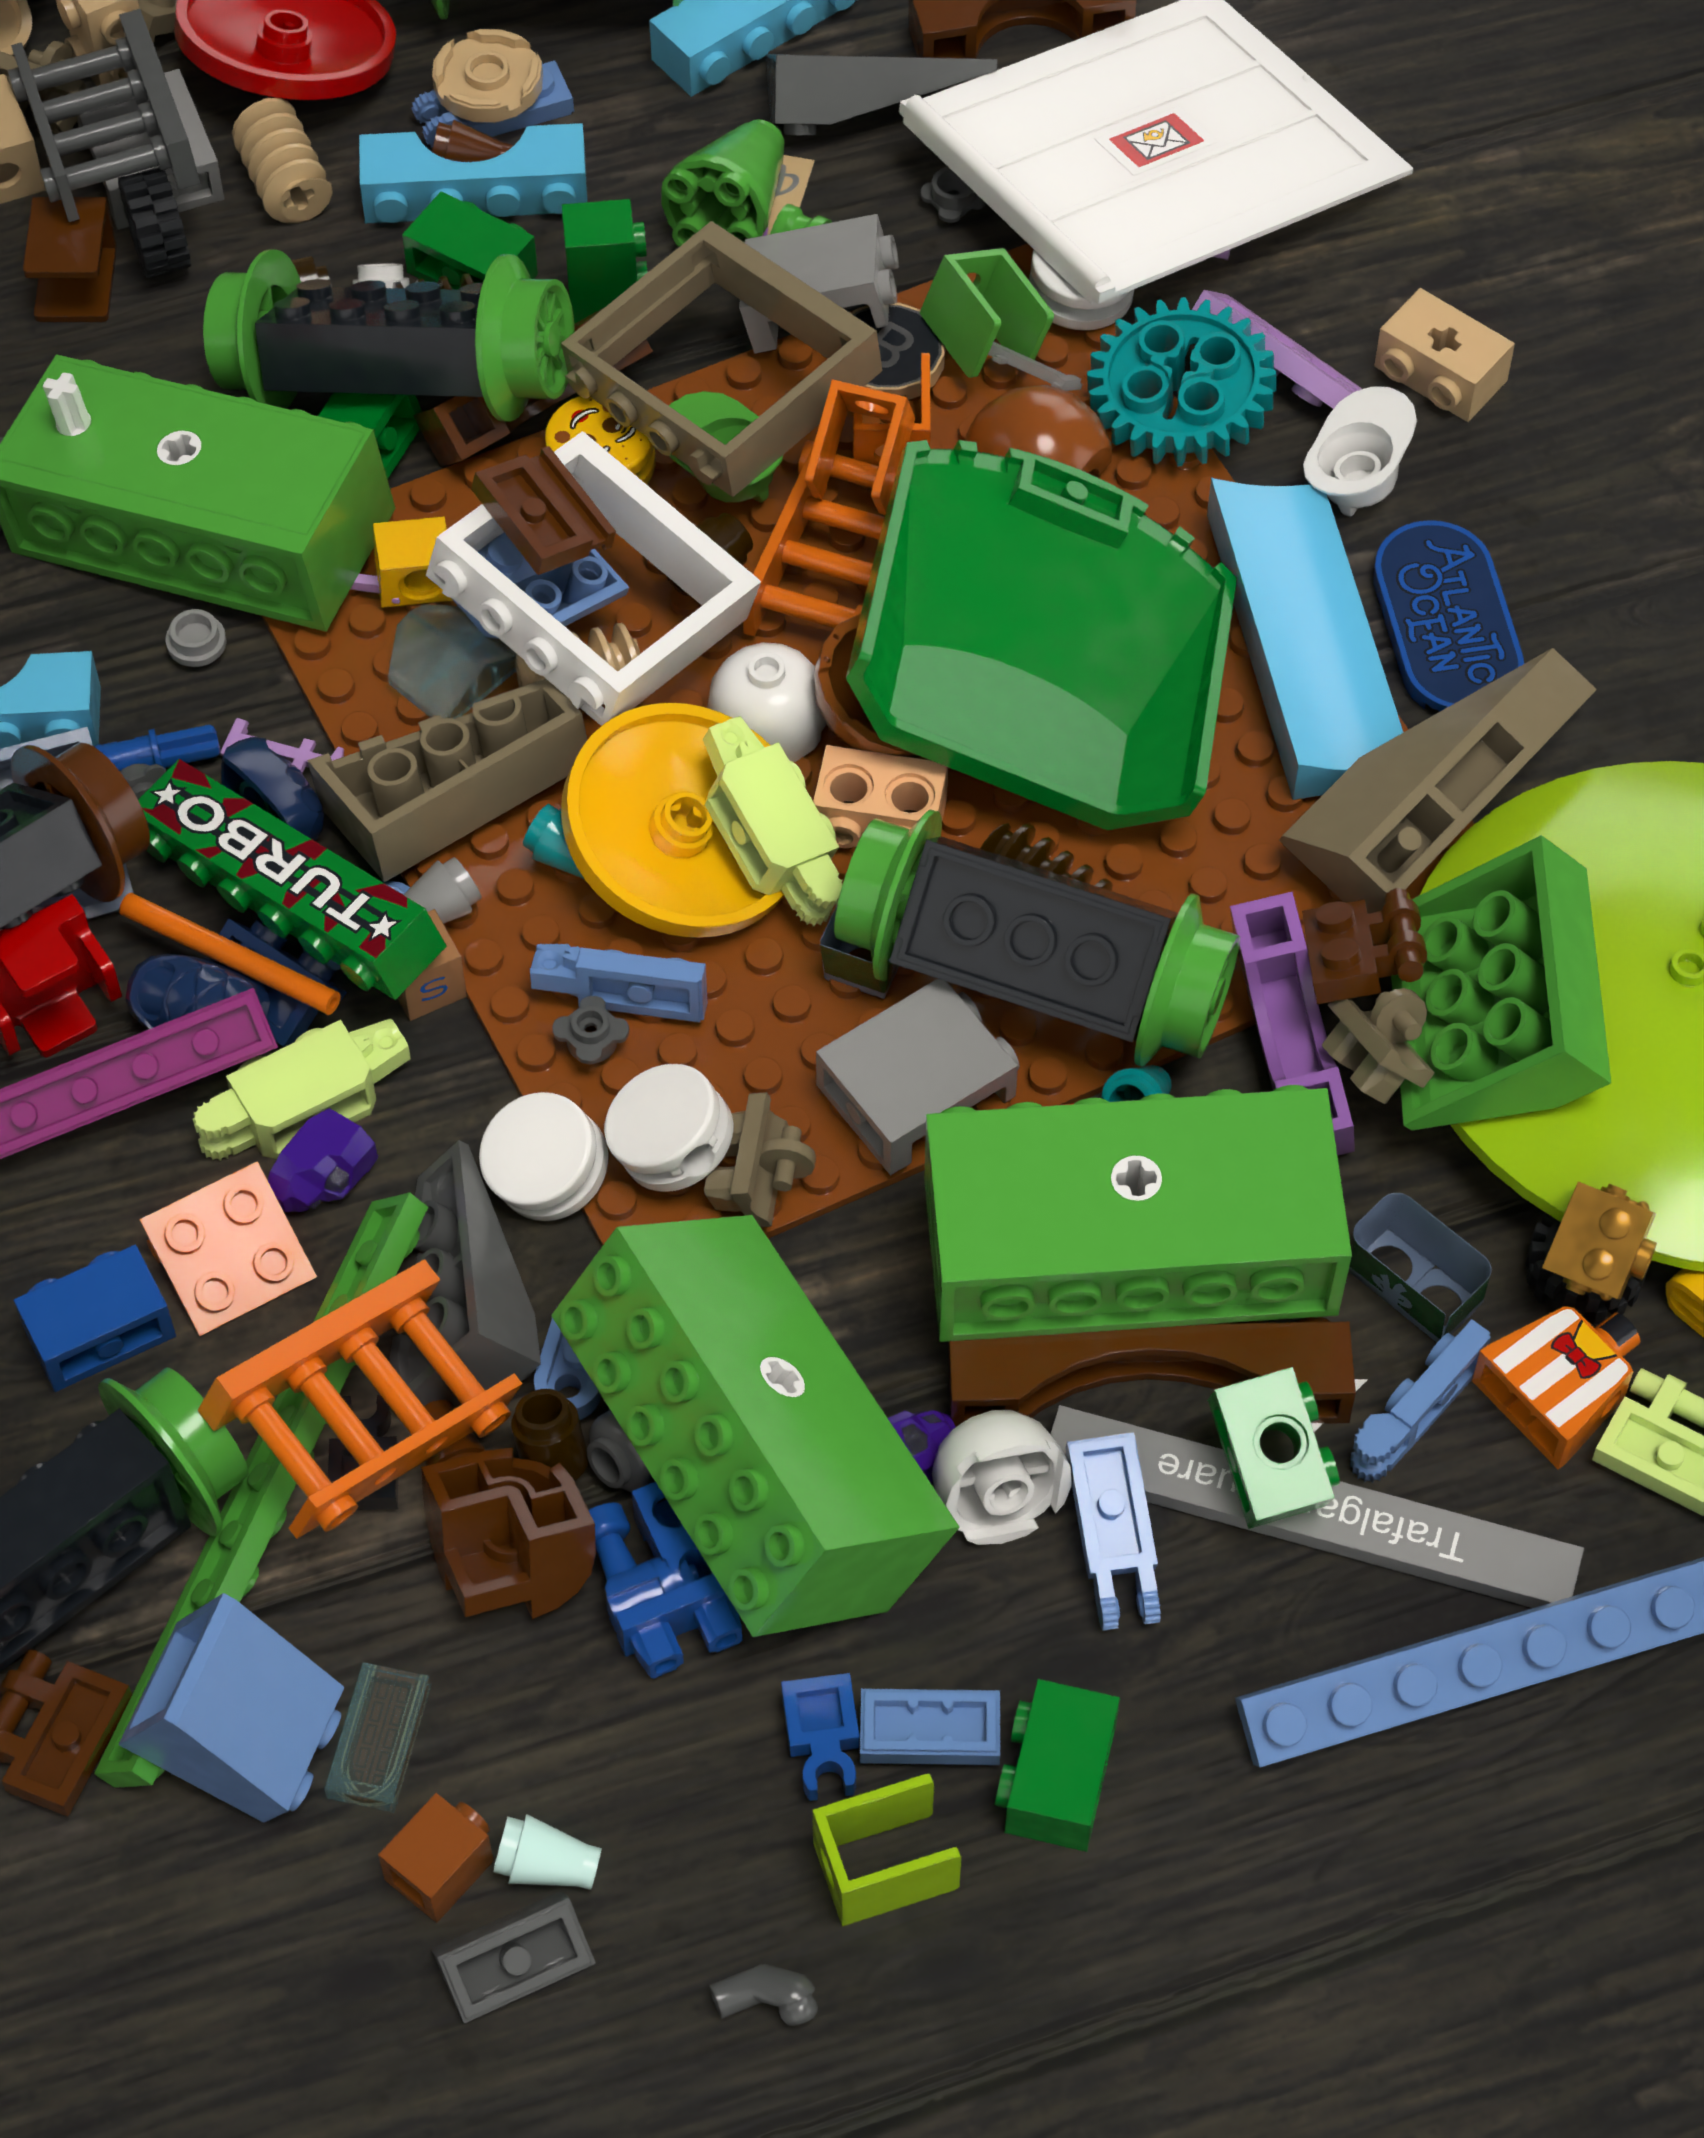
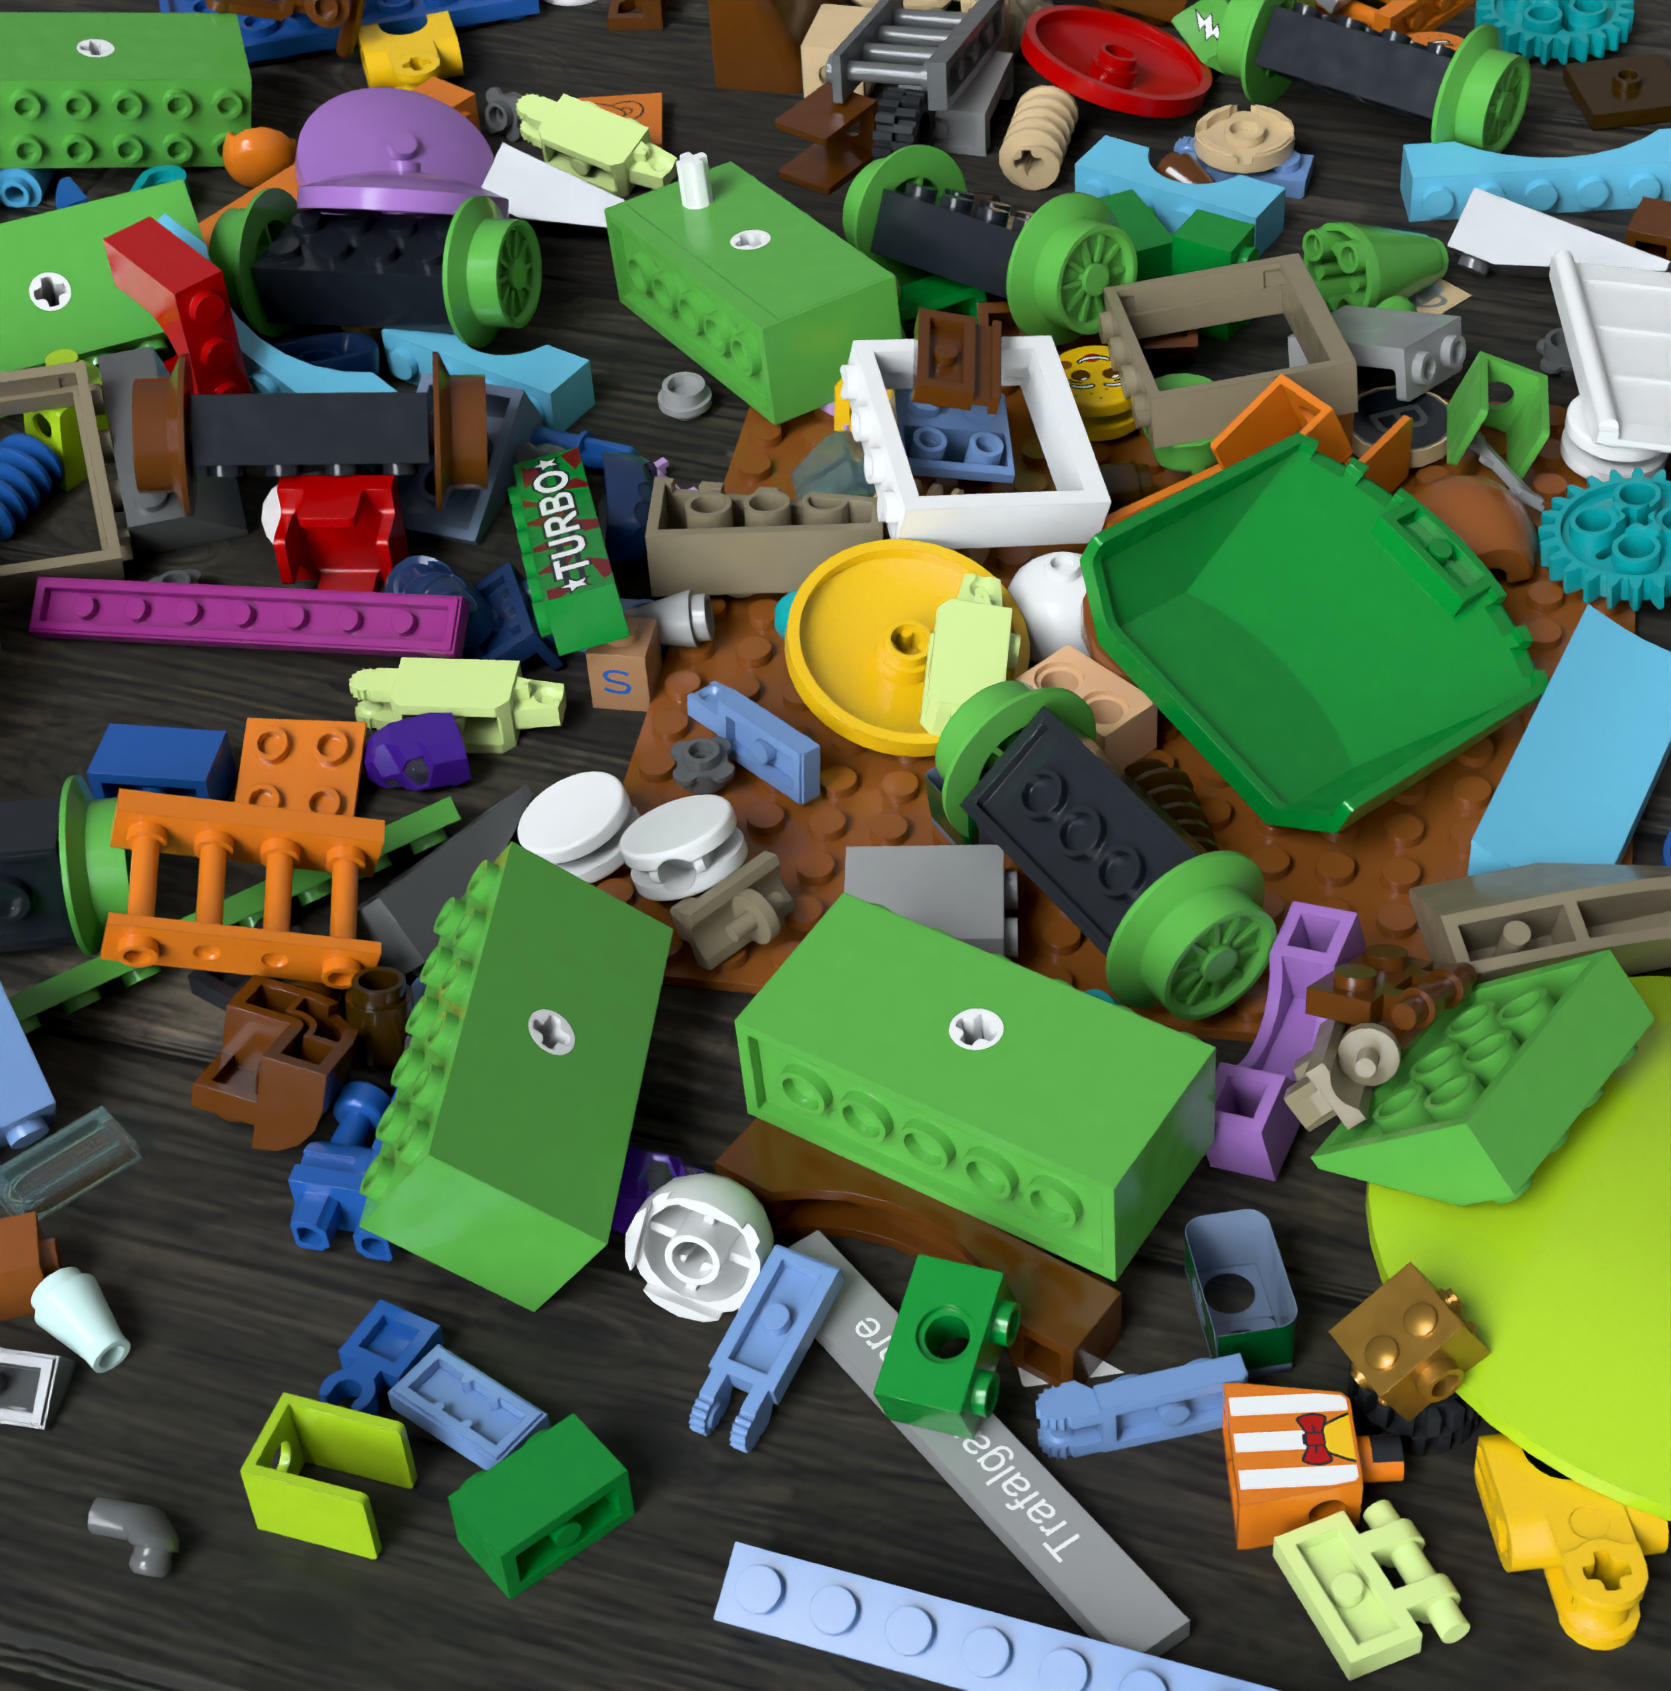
camera: 40 degrees right, 15 degrees down
(230, 953) = (488, 585): orange piece -> none

